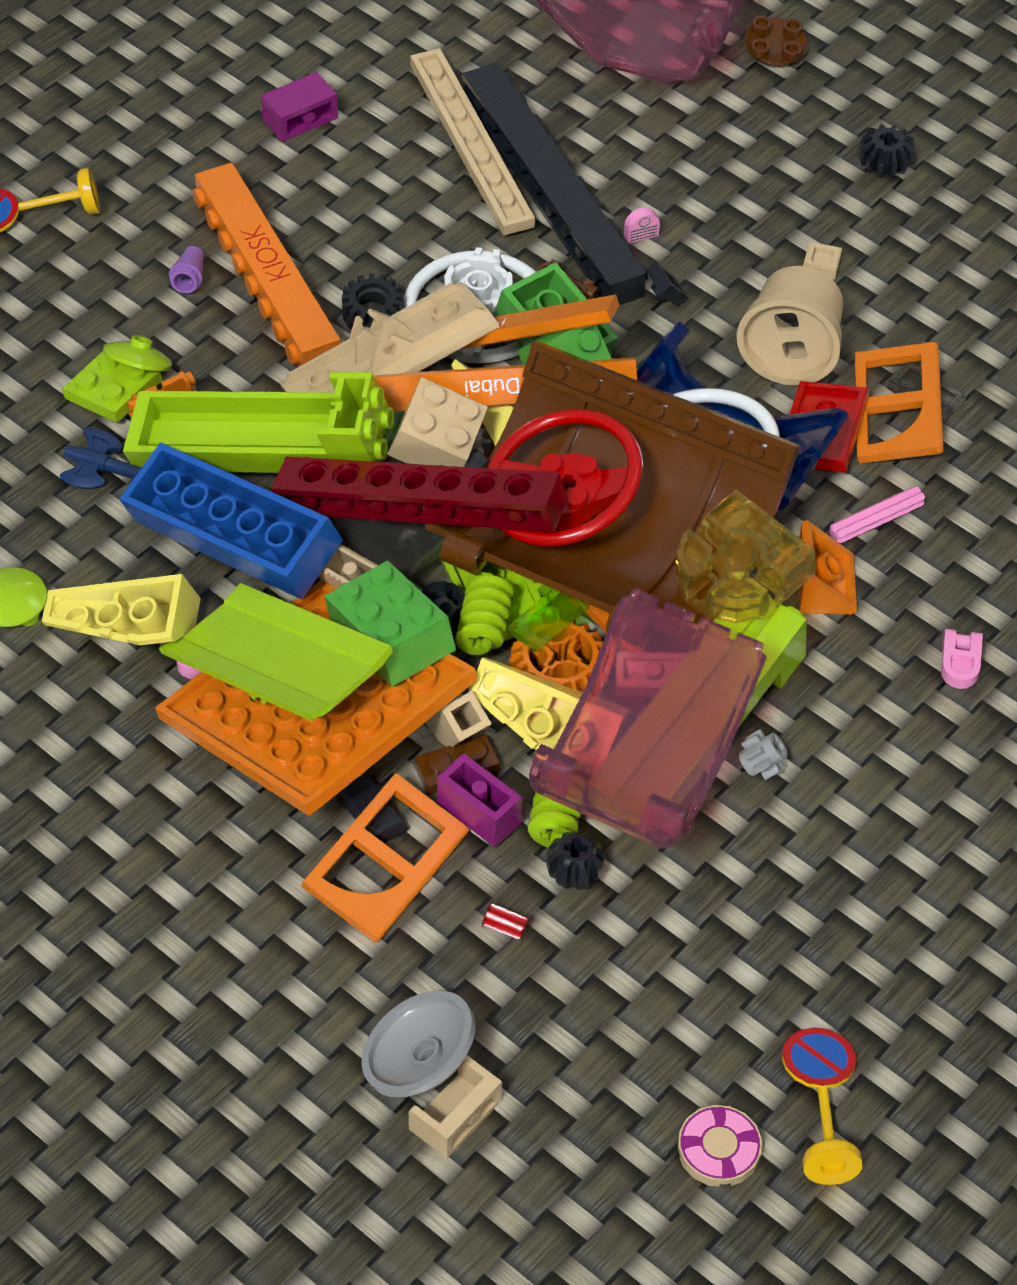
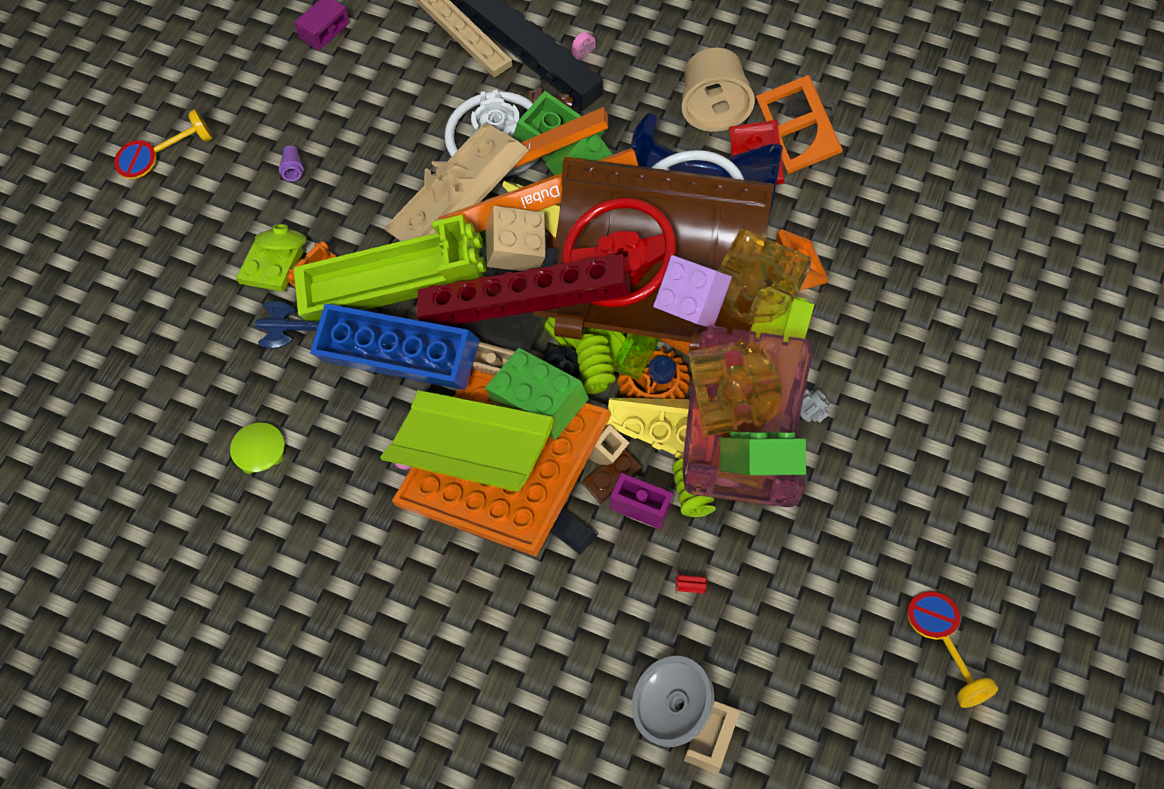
camera: 15 degrees left, 10 degrees up
(126, 611) = (345, 435): light yellow wedge -> none
(264, 264) = (343, 146): orange brick -> none
(369, 291) = (422, 143): black tyre -> none
(378, 911) = (600, 605): orange window -> none
(572, 648) = (662, 370): none -> dark blue tile
(575, 860) = (721, 531): black piece -> none
(620, 641) = (710, 367): none -> clear yellow connector
(638, 547) = (692, 291): none -> lavender brick
(641, 765) = (763, 453): none -> bright green brick
(666, 285) = (616, 83): black plate -> none
(719, 1145) = (895, 703): tile -> none
(823, 258) = (708, 36): tan tile -> none
(877, 514) = (815, 207): bright pink axle -> none
(961, 667) = (911, 301): bright pink plate -> none

